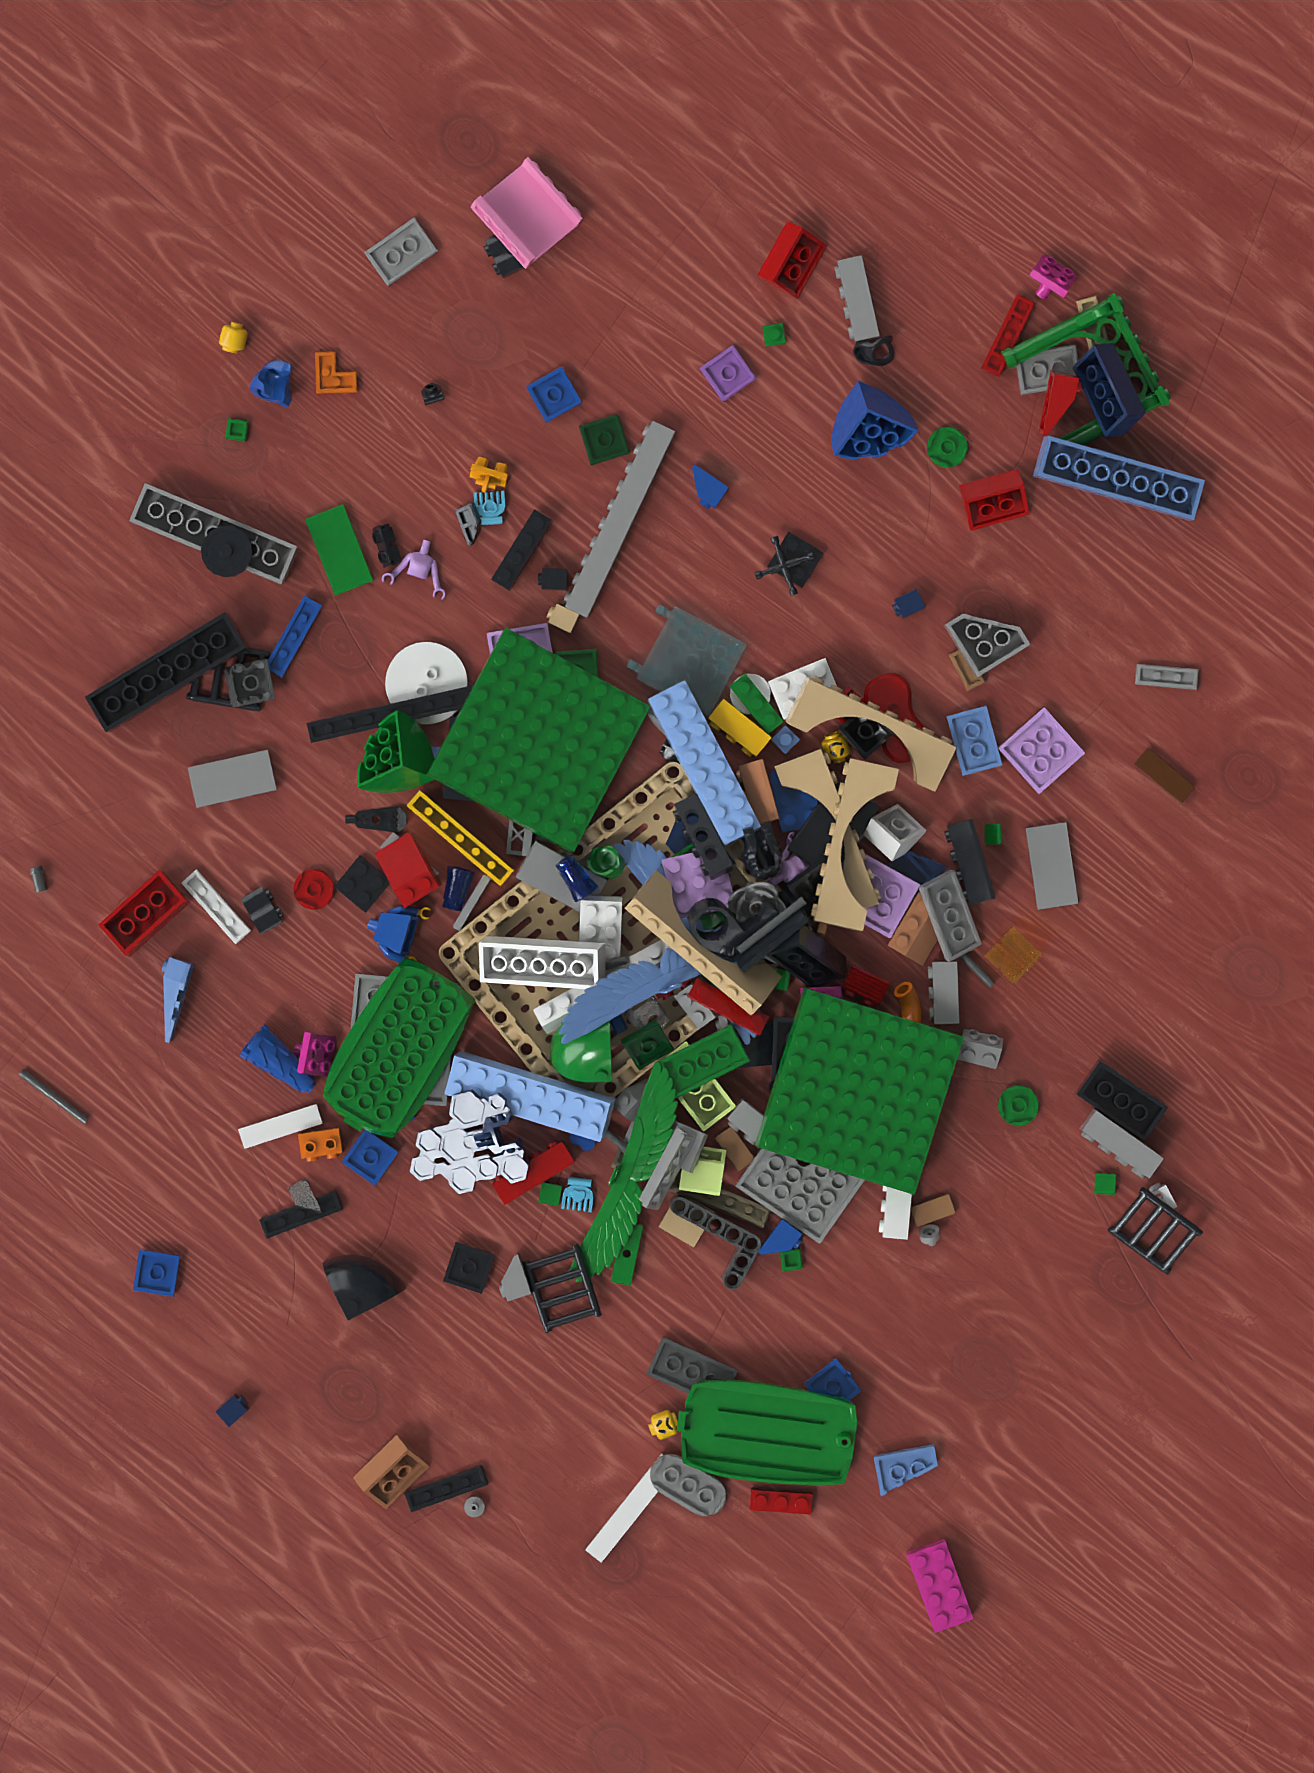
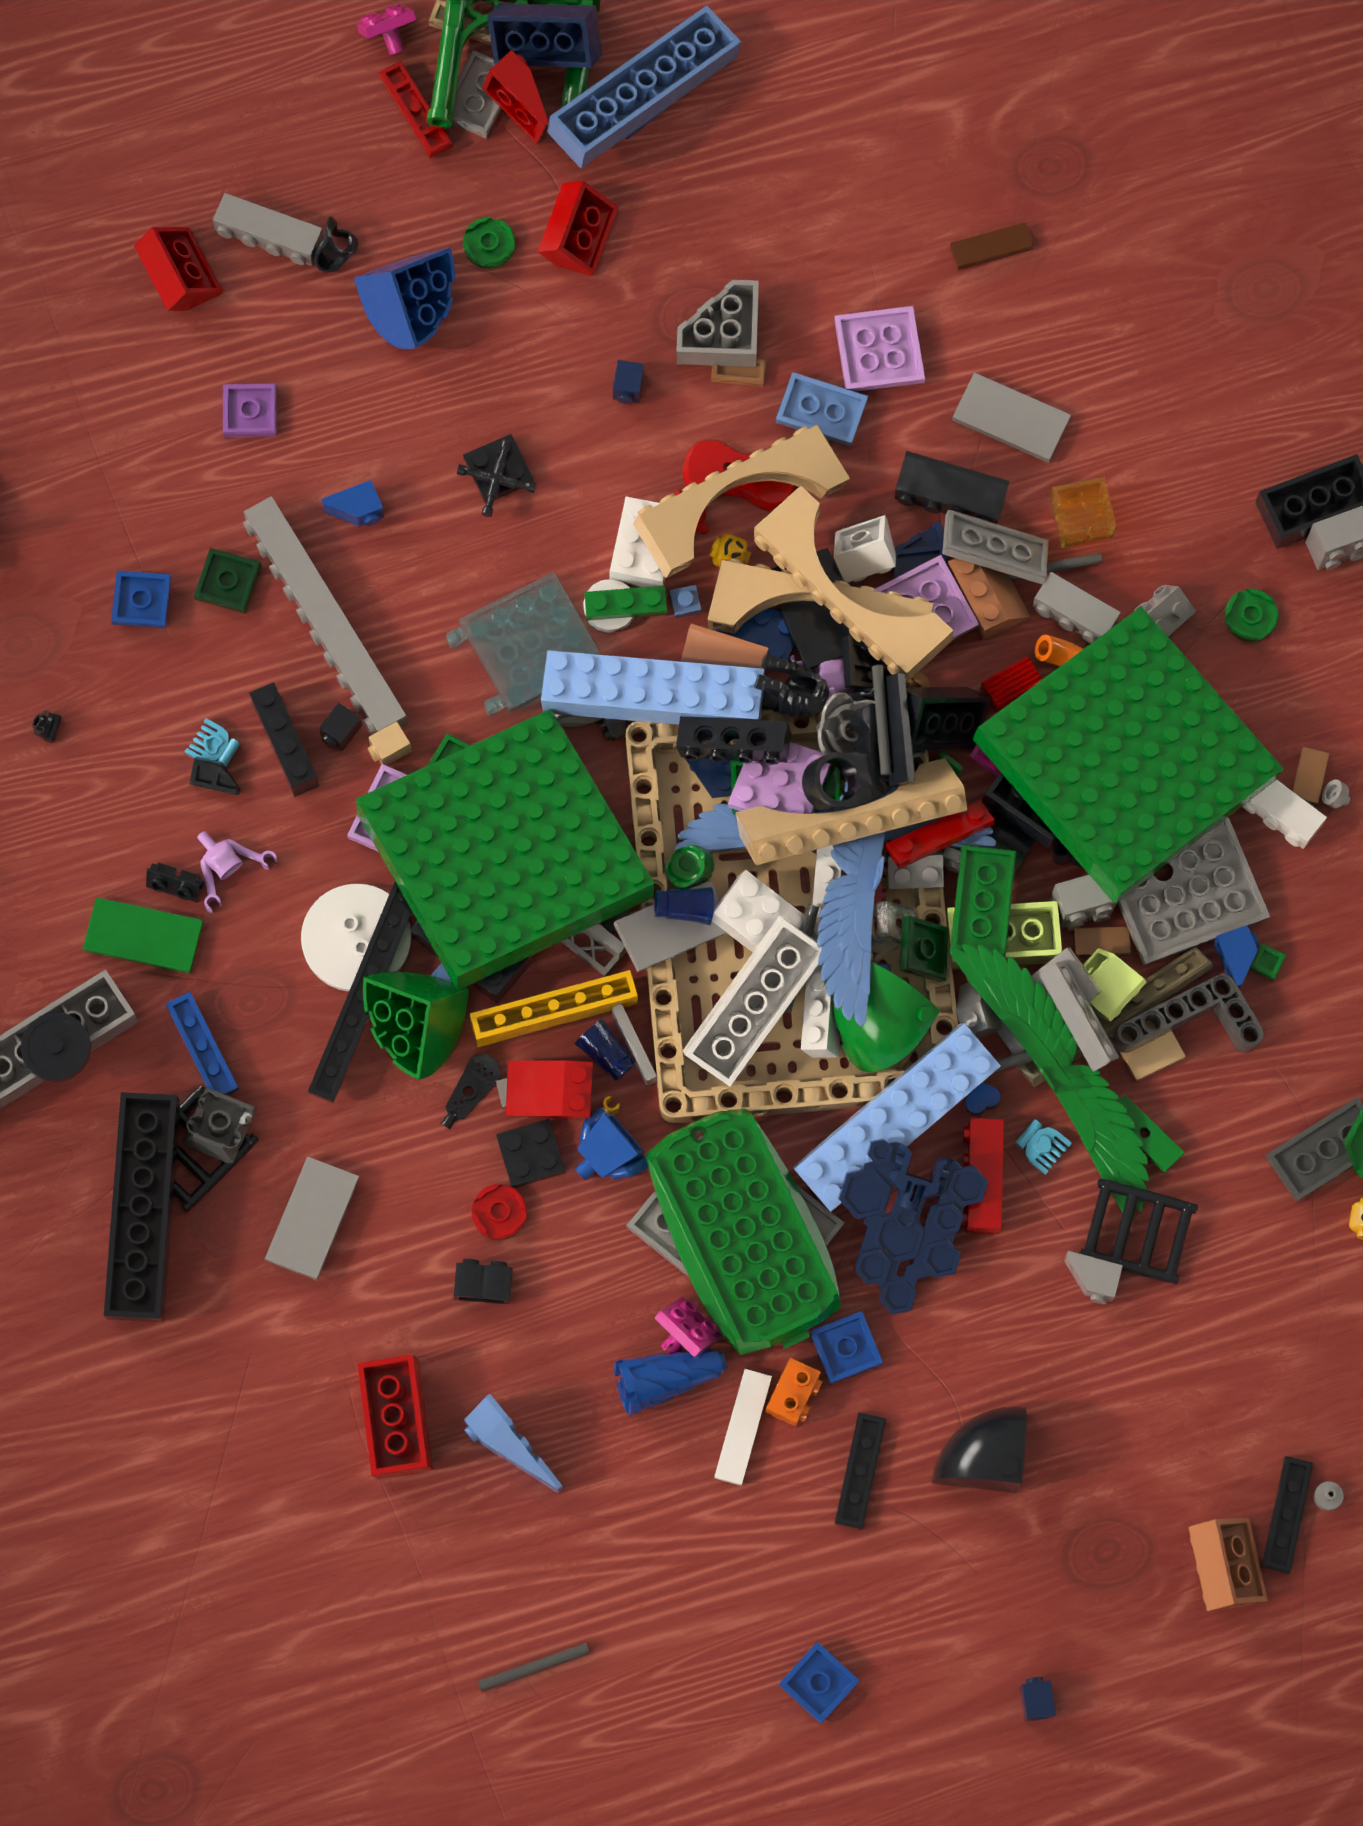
camera: 60 degrees left, 15 degrees down
(38, 879) = (272, 1514): dark grey pin -> none
(216, 906) = (443, 1334): white tile -> none
(304, 1197) = (842, 1451): clear smoke tile -> none
(468, 1267) = (1046, 1319): black plate -> none
(488, 477) = (178, 723): light orange hips -> none
(550, 1194) = (1021, 1175): green tile -> none
(738, 728) = (642, 636): yellow brick -> none
(773, 335) = (243, 338): green plate -> none
(864, 734) = (736, 509): black slope -> none
(992, 834) = (937, 449): green slope -> none
(1166, 676) = (887, 179): light grey tile -> none

